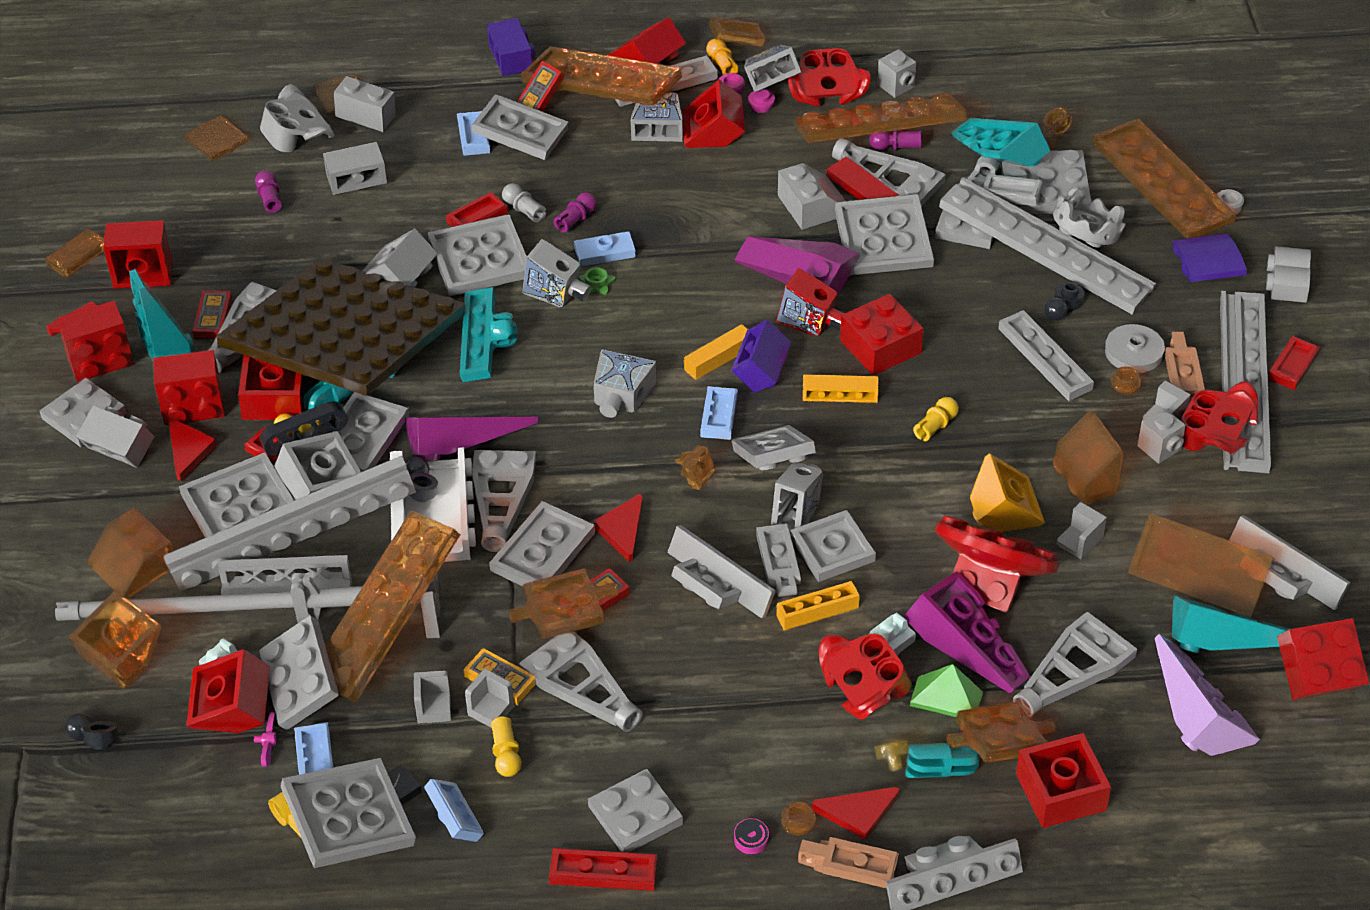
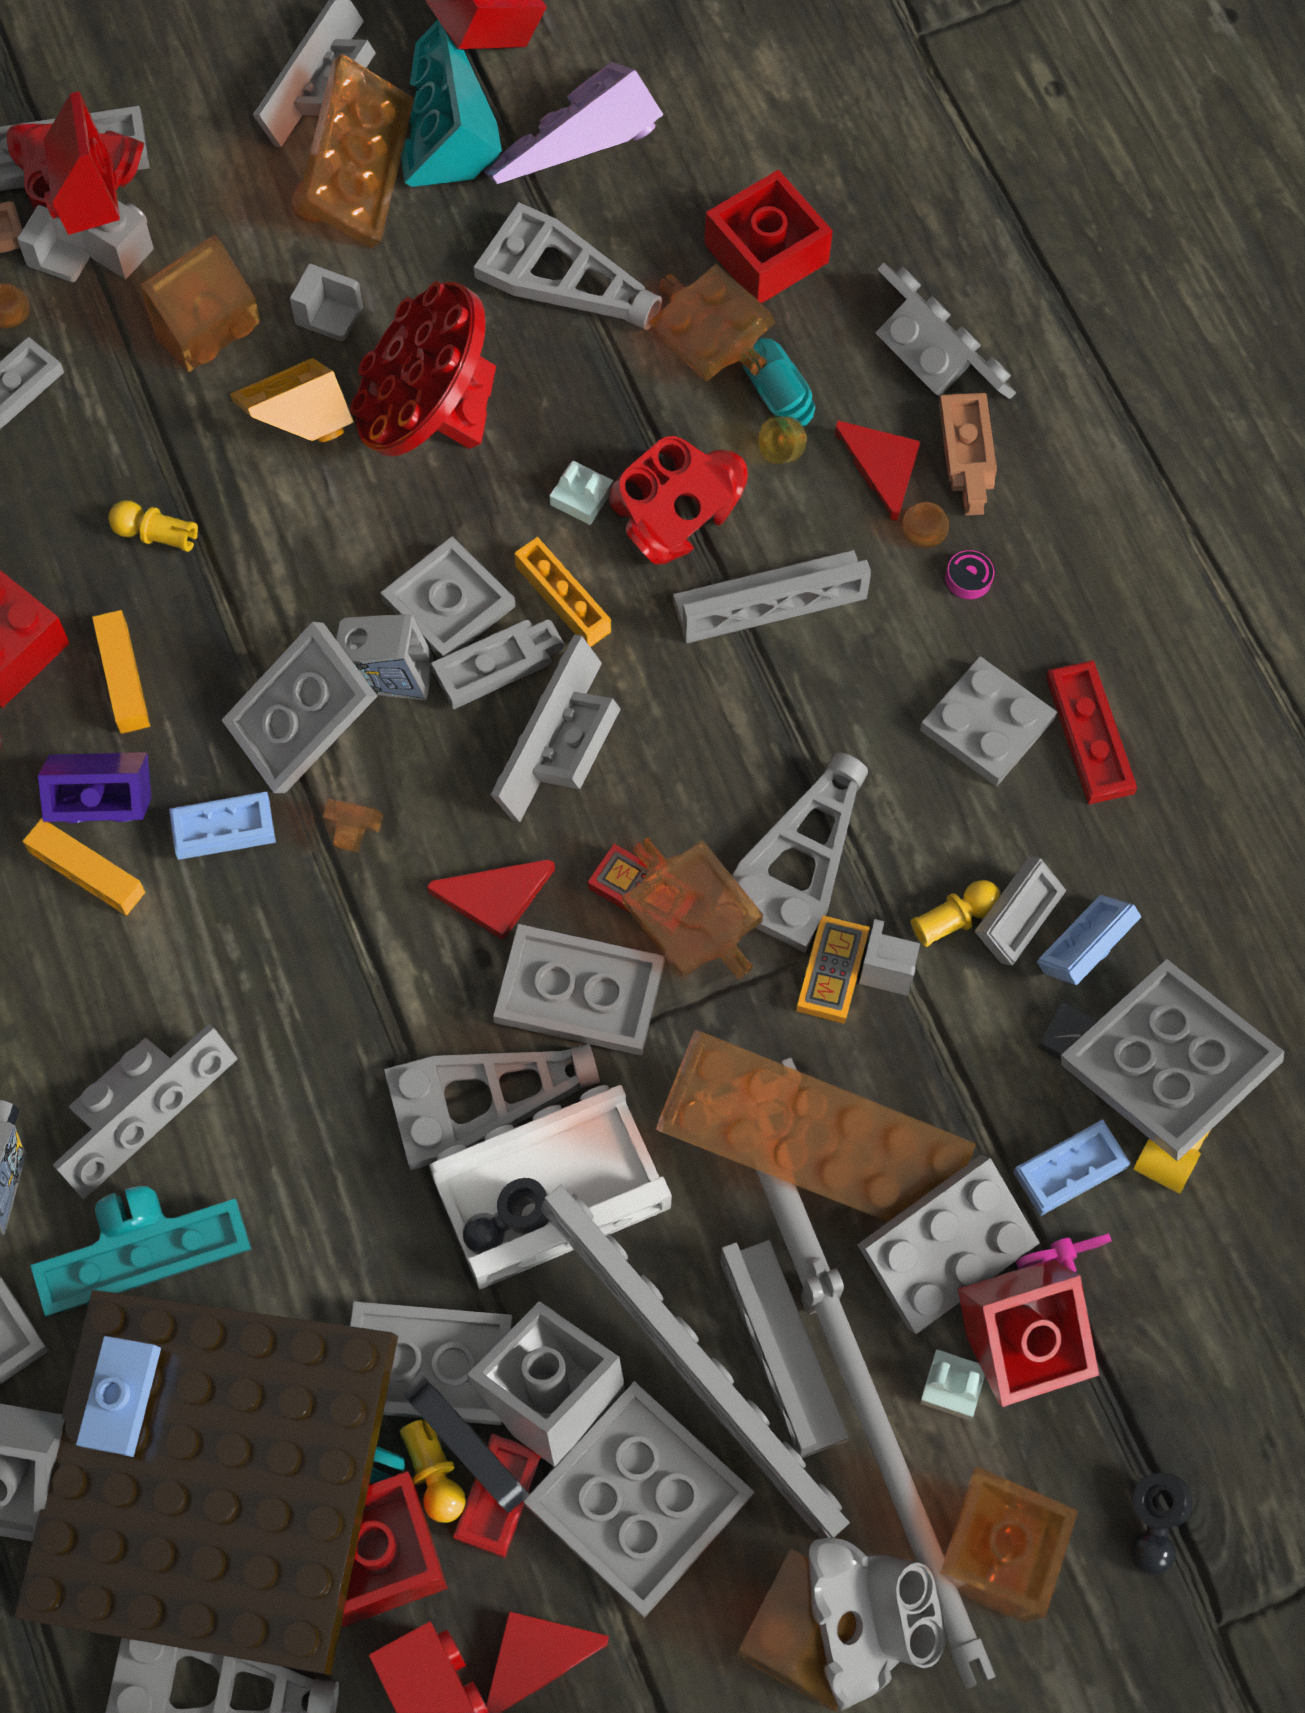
camera: 110 degrees left, 20 degrees up
(132, 577) = (893, 1613): none -> light grey piece
(398, 293) = (118, 1396): none -> light blue plate
(432, 696) = (915, 1041): light grey panel -> none
(446, 434) = (386, 1206): magenta wedge -> none
(490, 779) = (1020, 910): none -> light grey tile
(565, 347) = (136, 1103): none -> light grey bracket
(622, 382) = (200, 985): light grey torso -> none
(775, 715) = (772, 596): none -> light grey fence
(946, 692) = (661, 405): slope -> none
(955, 623) = (550, 410): magenta wedge -> none
(1193, 398) = (78, 170): none -> red slope

